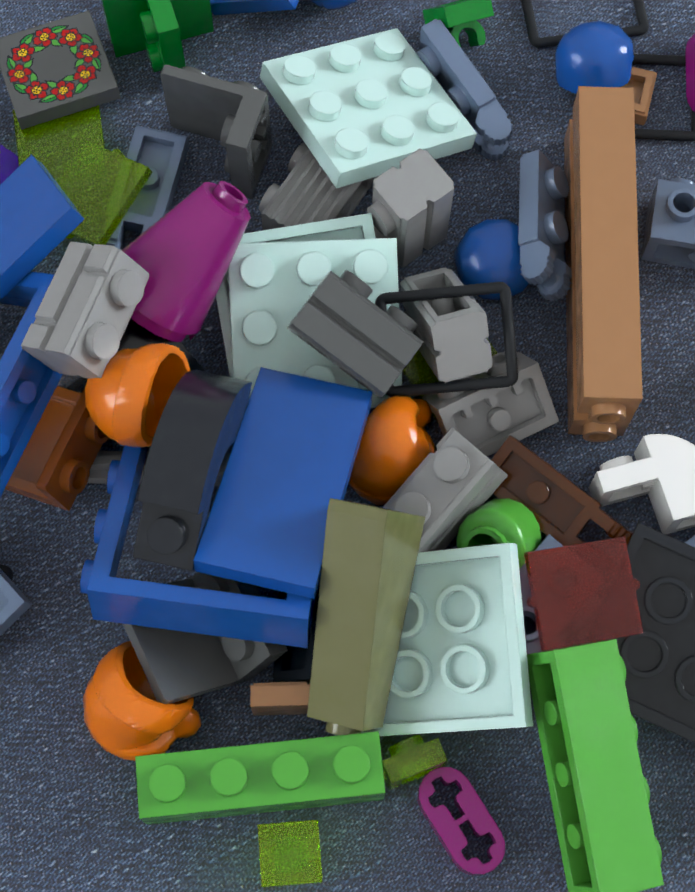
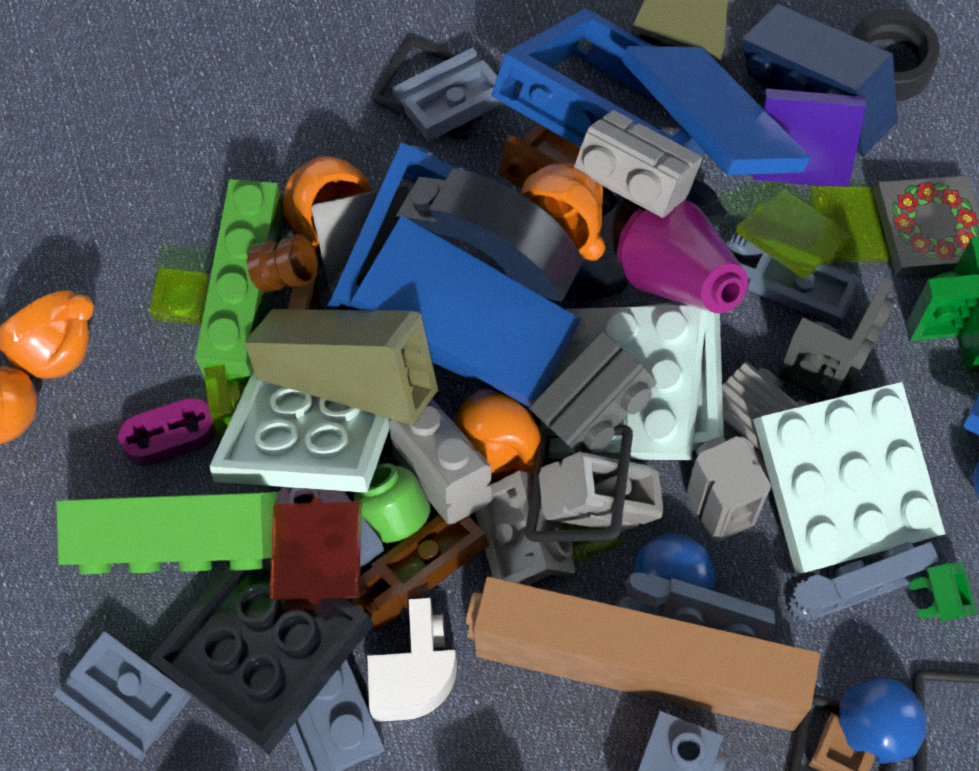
camera: 105 degrees right, 5 degrees down
(250, 715) = (282, 263): none -> reddish brown wheel

